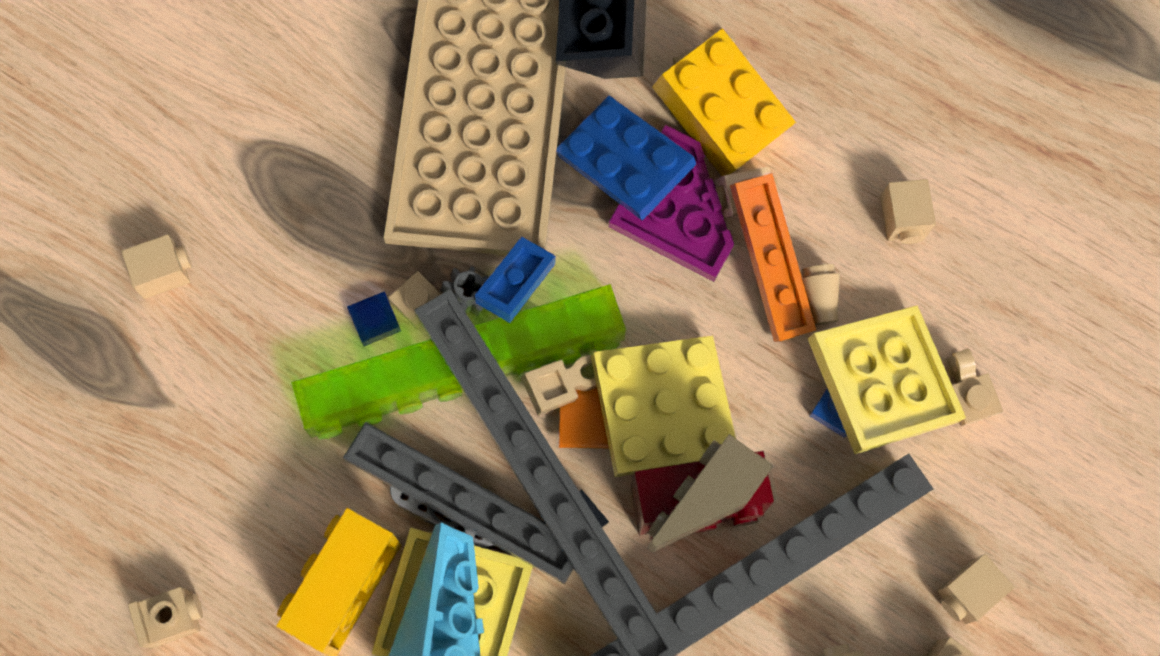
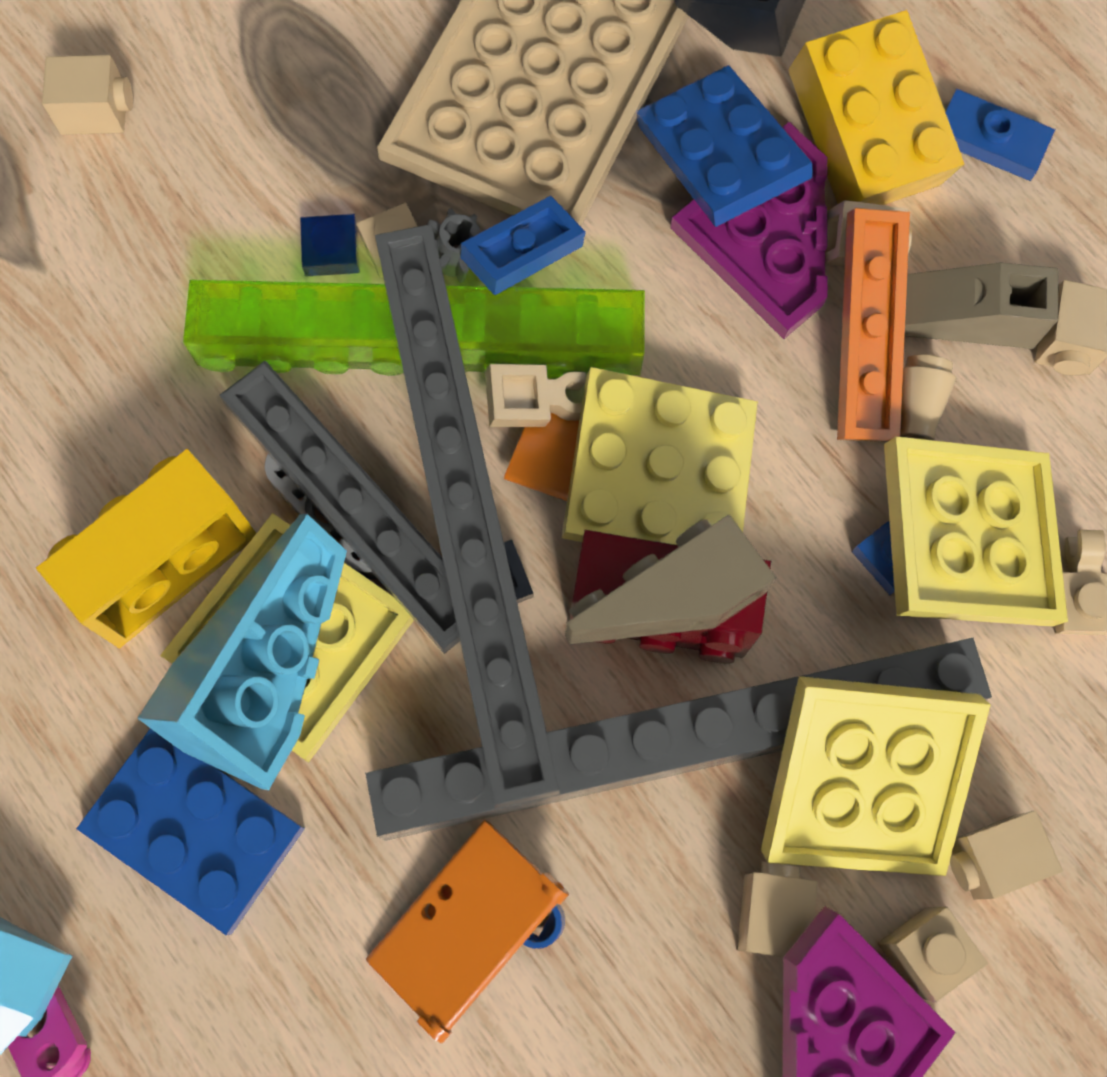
camera: 20 degrees right, 0 degrees up
(808, 85) = (998, 135): none -> blue plate
(840, 216) = (983, 304): none -> dark tan slope
(875, 569) = (873, 776): none -> light yellow plate

